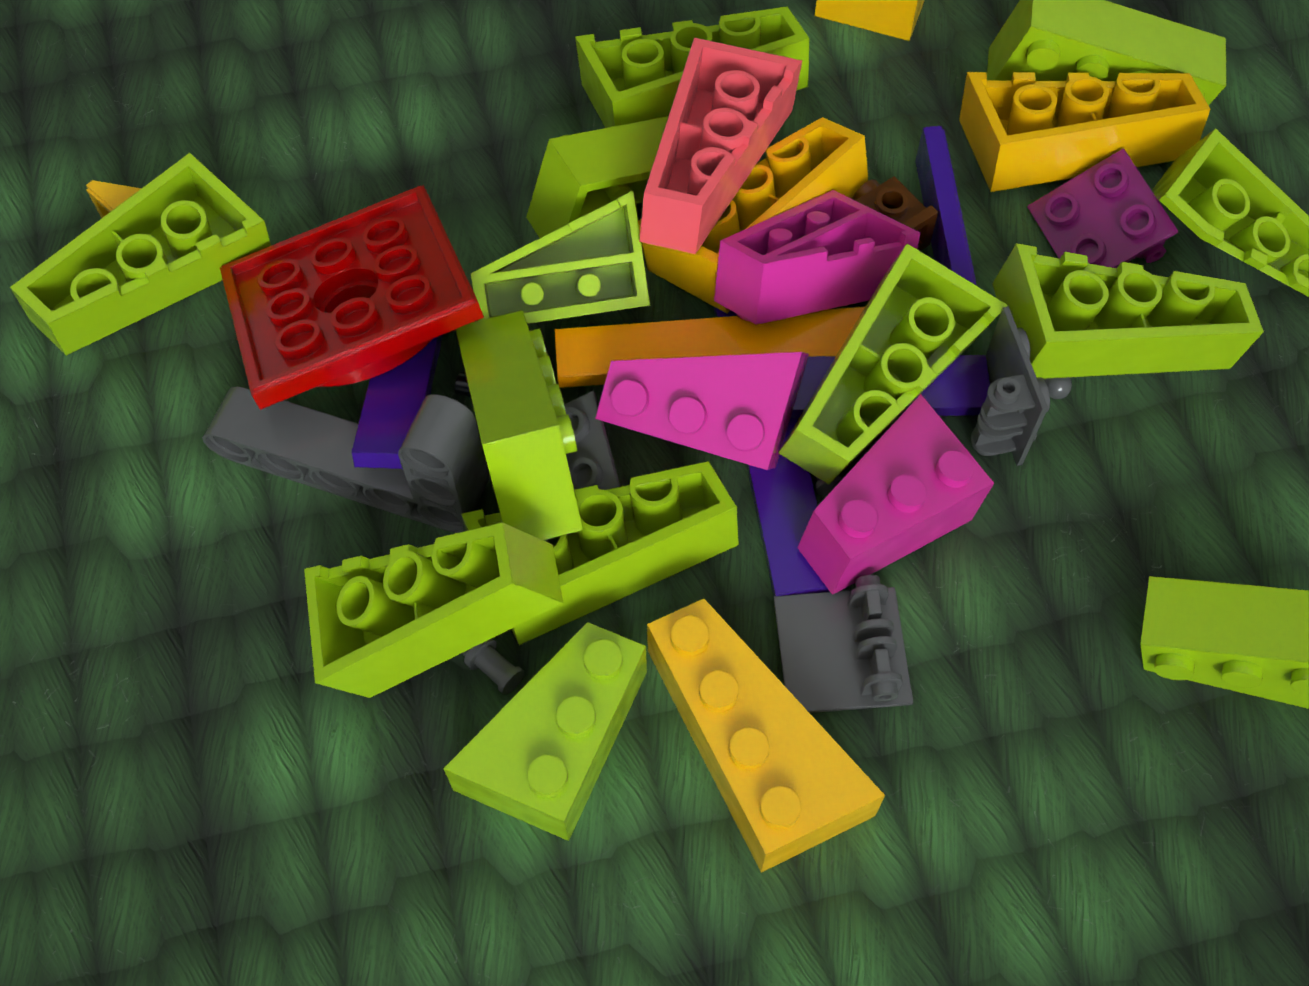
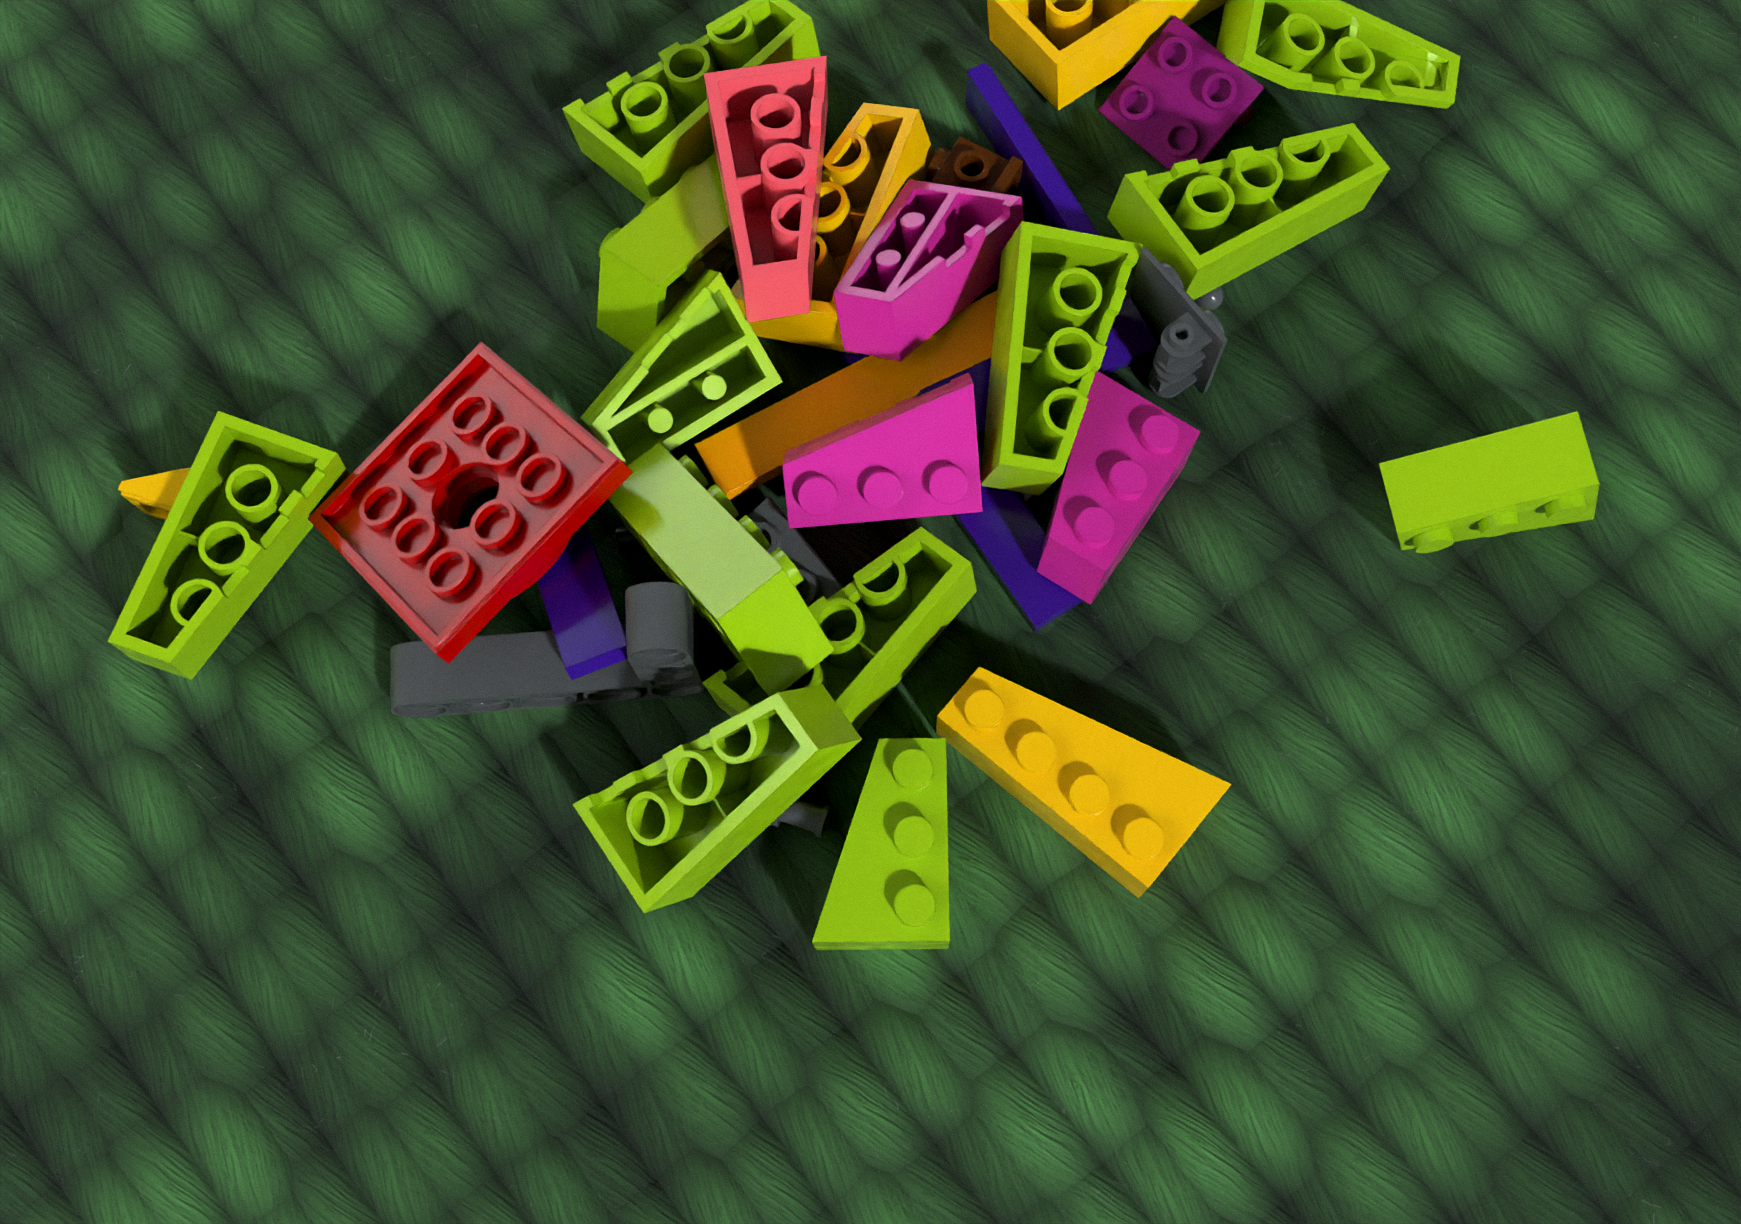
camera: 20 degrees left, 10 degrees up
(844, 648) = (1121, 652): dark grey hinge -> none

